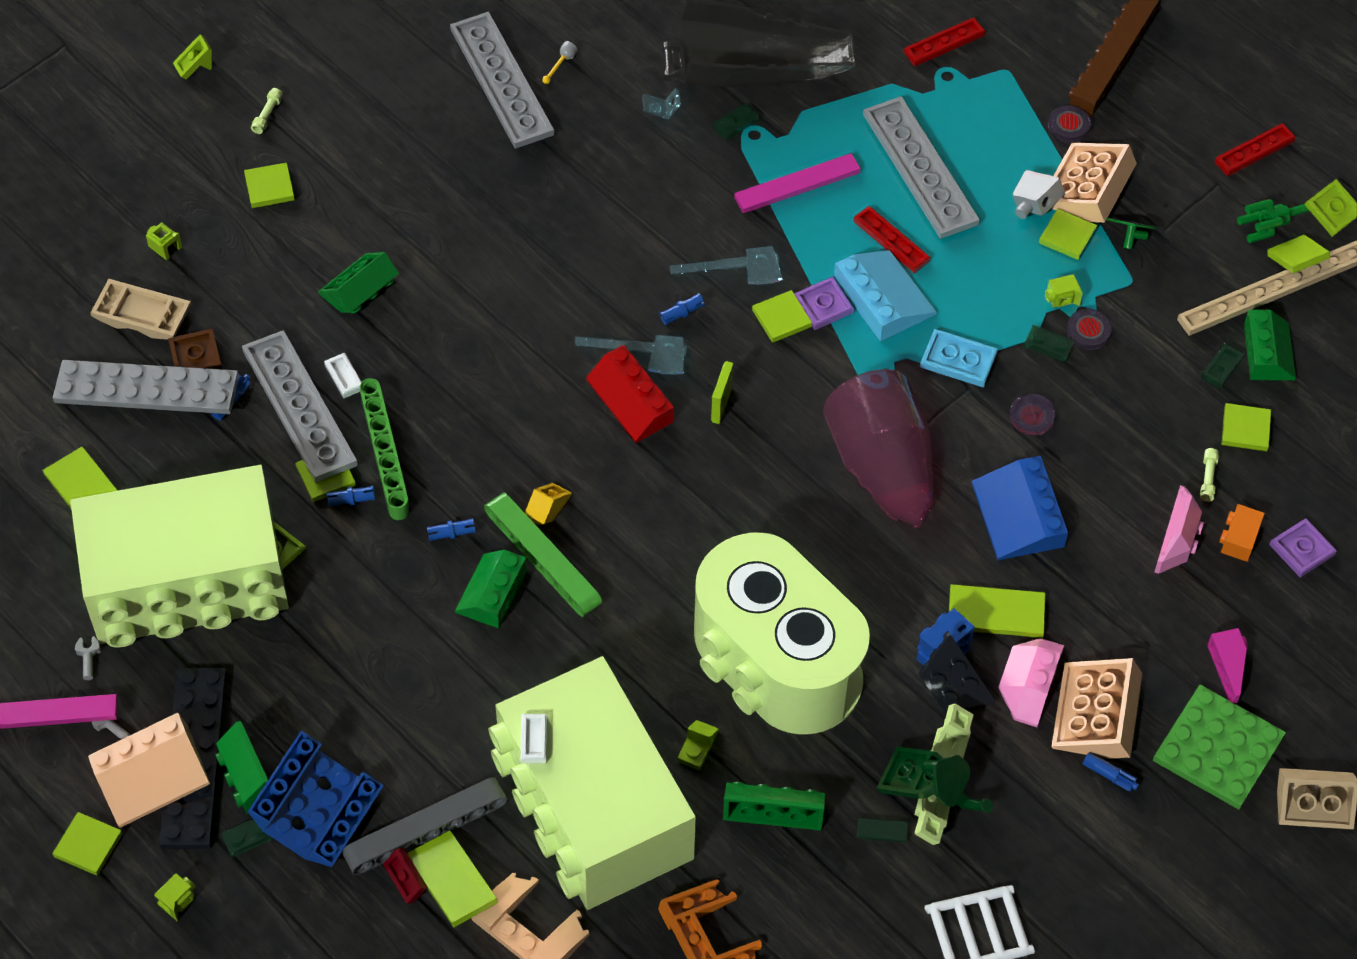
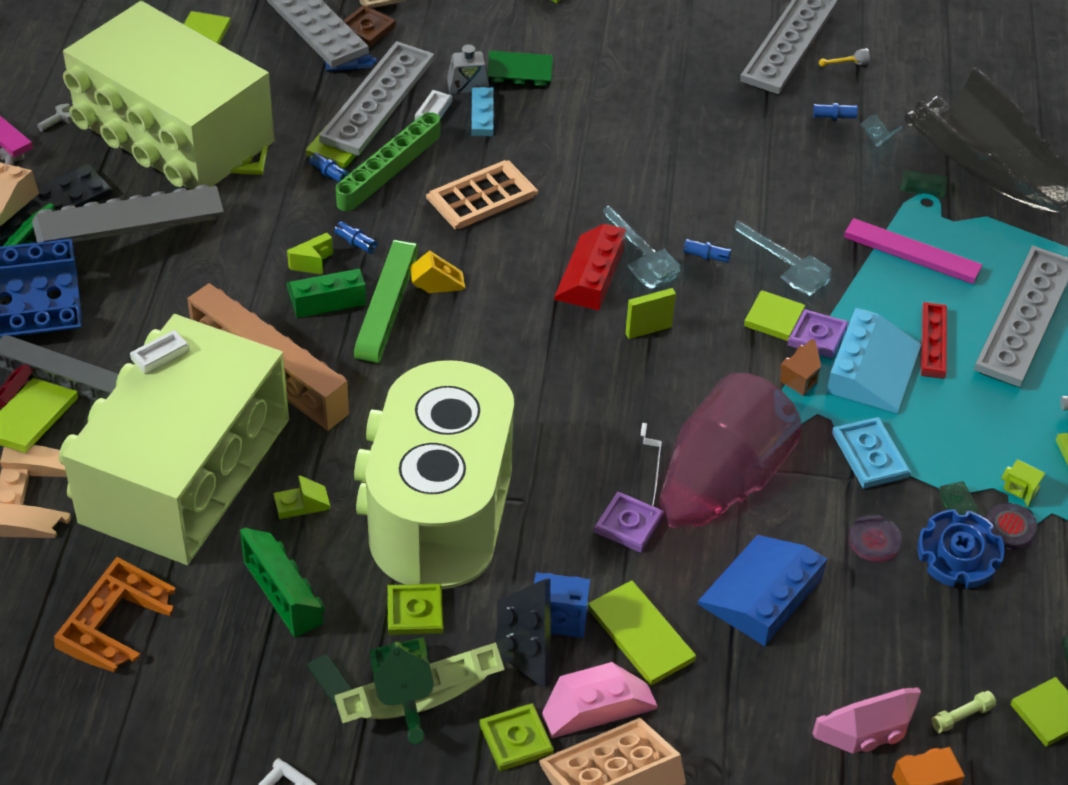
camera: 50 degrees right, 10 degrees down
(295, 675) = (129, 215): none -> light grey brick
(334, 323) = (467, 71): none -> light grey torso
(381, 344) = (482, 111): none -> medium azure plate
(445, 575) = (309, 255): none -> lime slope
(475, 447) = (447, 211): none -> light nougat piece
(505, 675) = (309, 382): none -> nougat brick
(610, 115) = (835, 111): none -> blue pin
(828, 485) = (653, 443): none -> white piece
(854, 338) = (802, 369): none -> dark orange slope
(861, 736) = (415, 609): none -> lime tile
(894, 549) = (629, 521): none -> medium lavender tile
(1021, 747) = (516, 737): none -> lime tile
(1087, 372) = (960, 548): none -> blue piece

